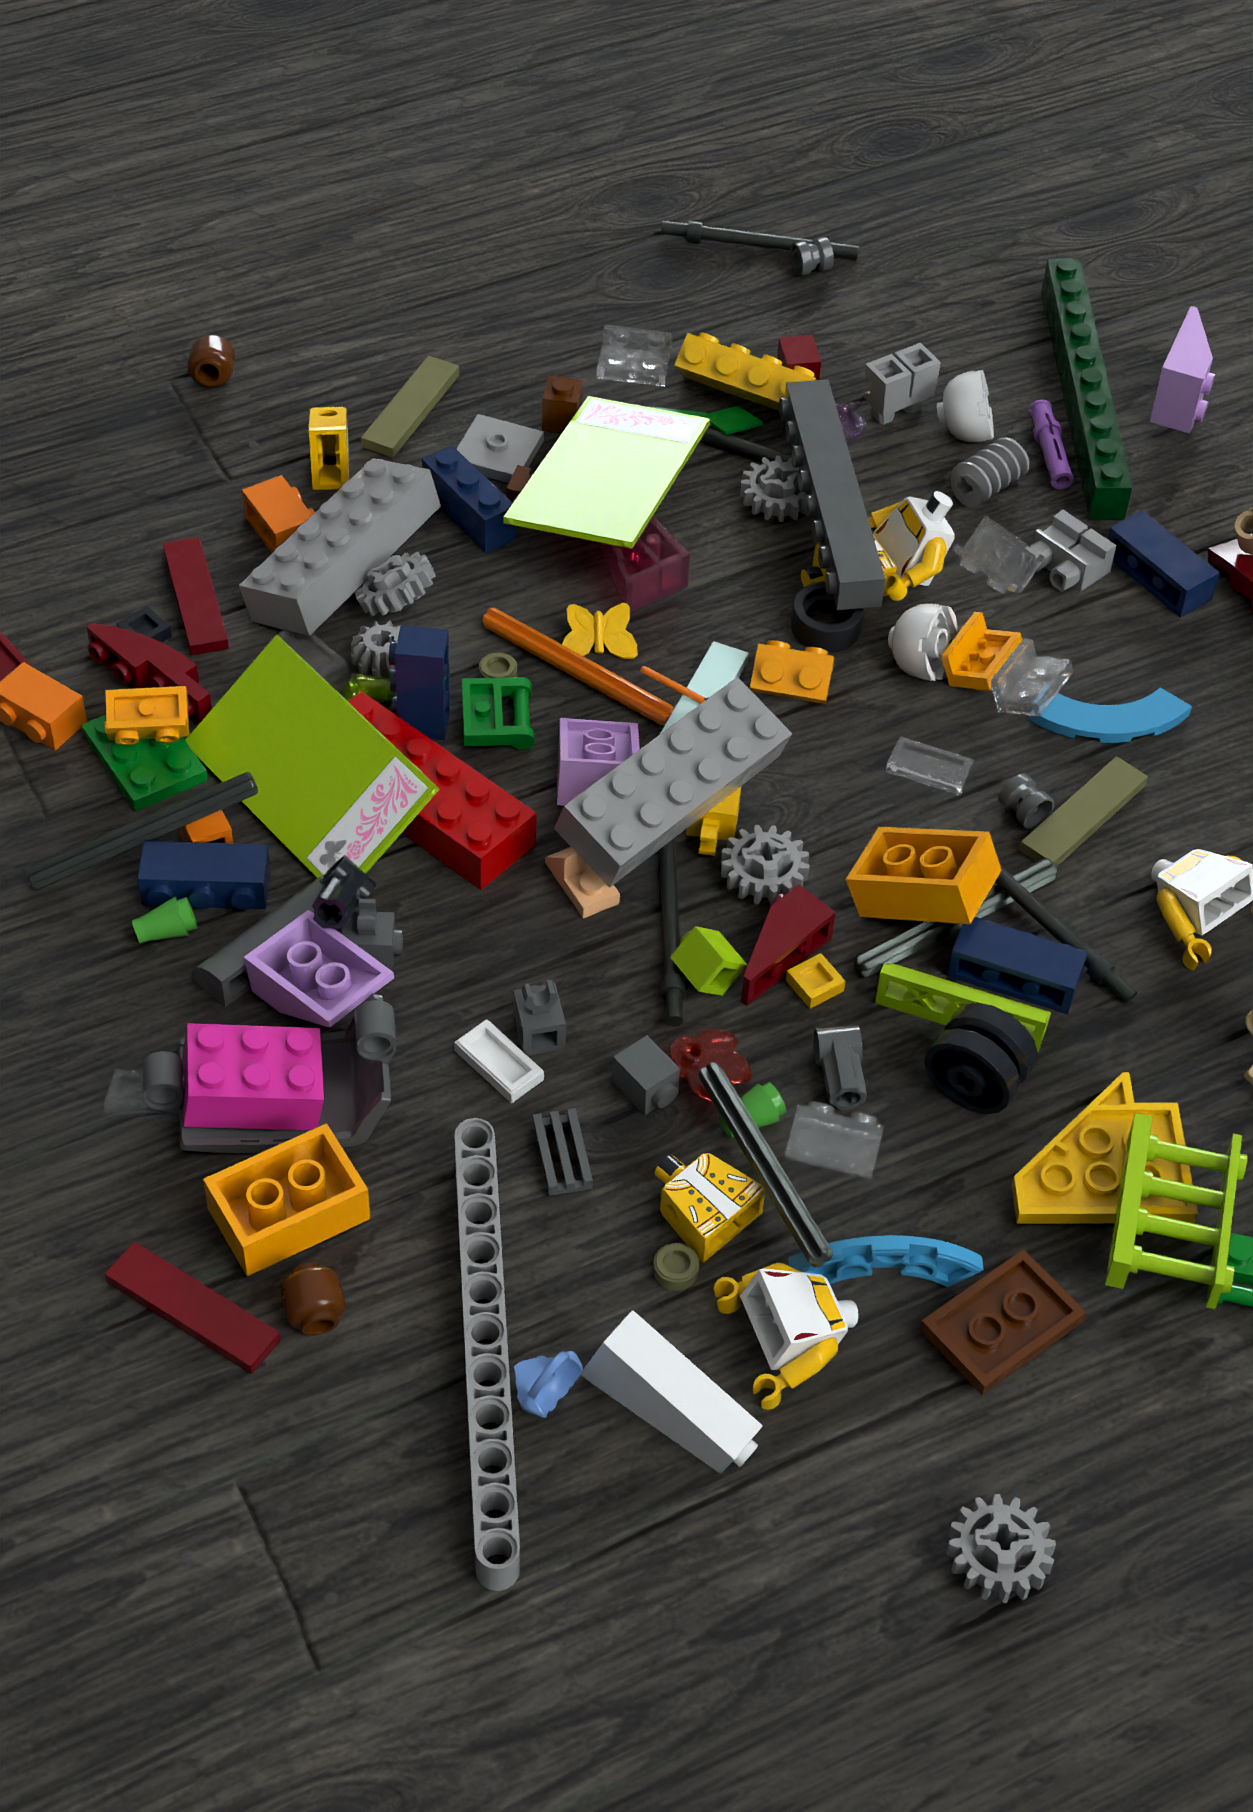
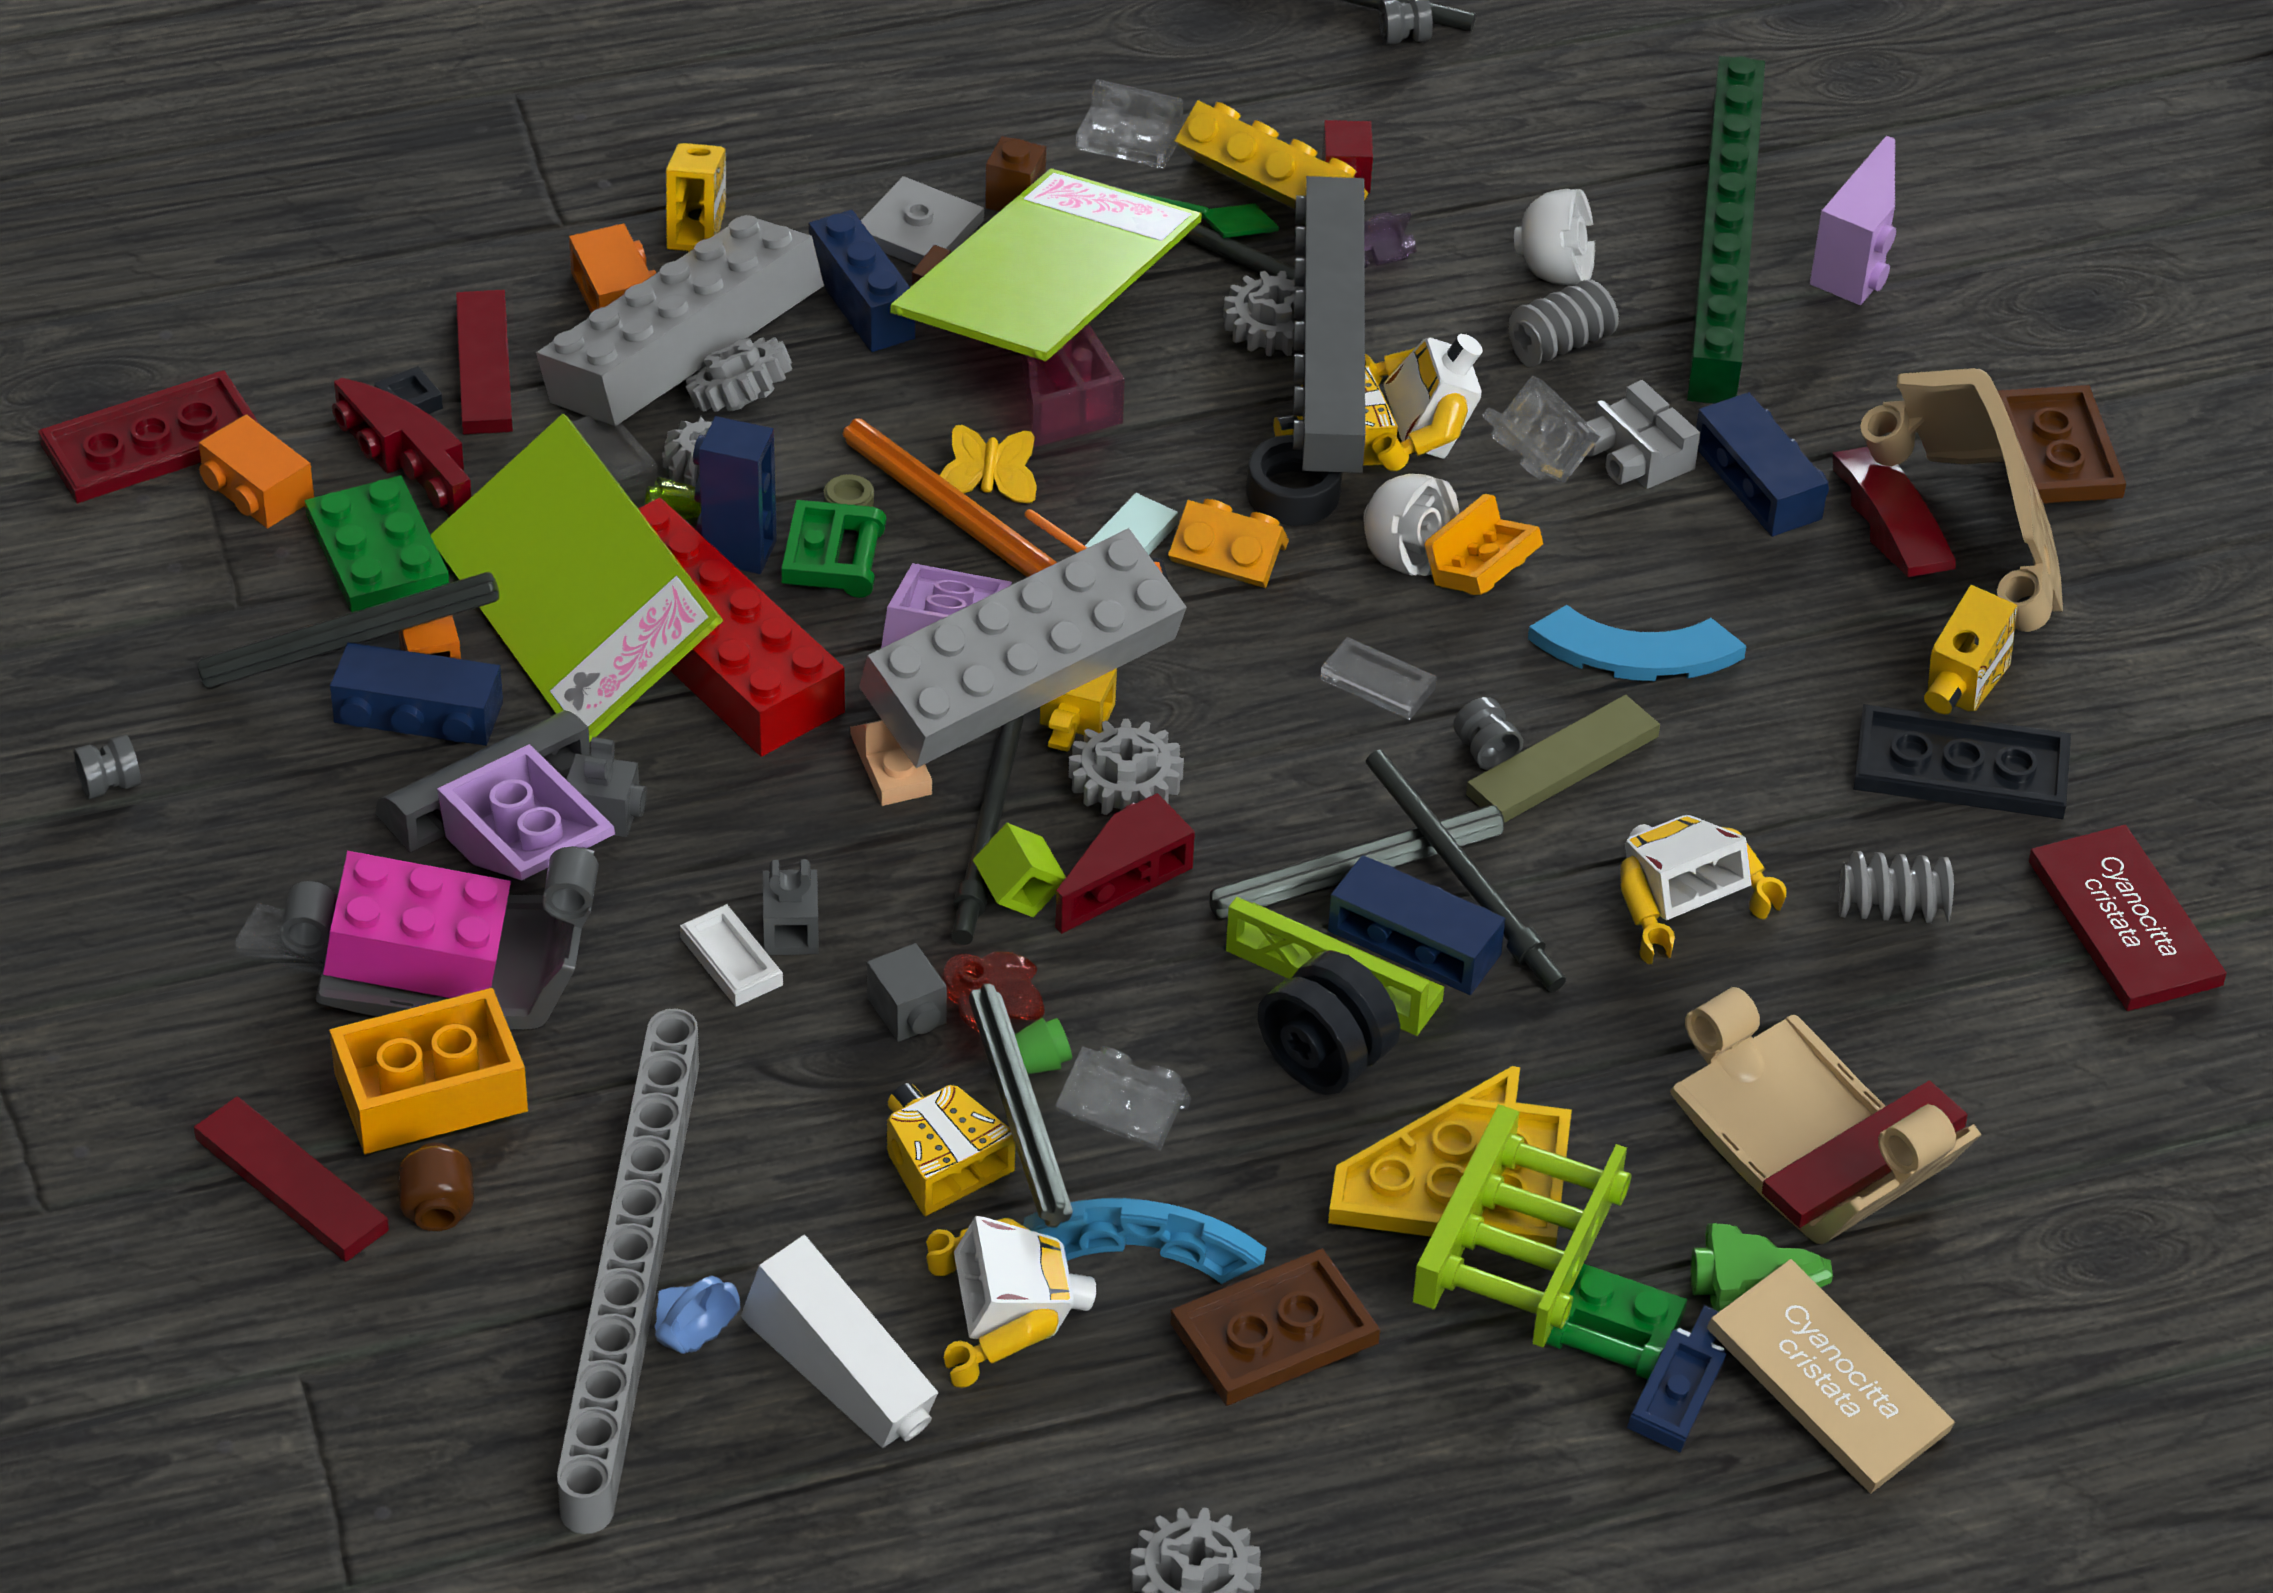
camera: 10 degrees right, 5 degrees down
(146, 714) = (385, 494): light orange bracket -> none
(166, 921) = (357, 742): bright green cone -> none
(211, 361) = (570, 72): reddish brown head -> none
(341, 893) = (572, 729): black piece -> none
(410, 406) = (818, 157): olive tile -> none
(556, 1123) = (782, 1035): dark grey tile -> none
(676, 1266) = (888, 1214): olive tile -> none
(815, 980) = (1154, 913): yellow tile -> none
(841, 1057) = (1156, 1007): dark grey piece -> none
(901, 382) = (1472, 194): light grey hips -> none
(924, 874) = (1318, 800): light orange brick -> none
(1028, 681) = (1535, 587): clear bracket -> none
(1048, 434) = (1660, 283): medium lavender pin -> none

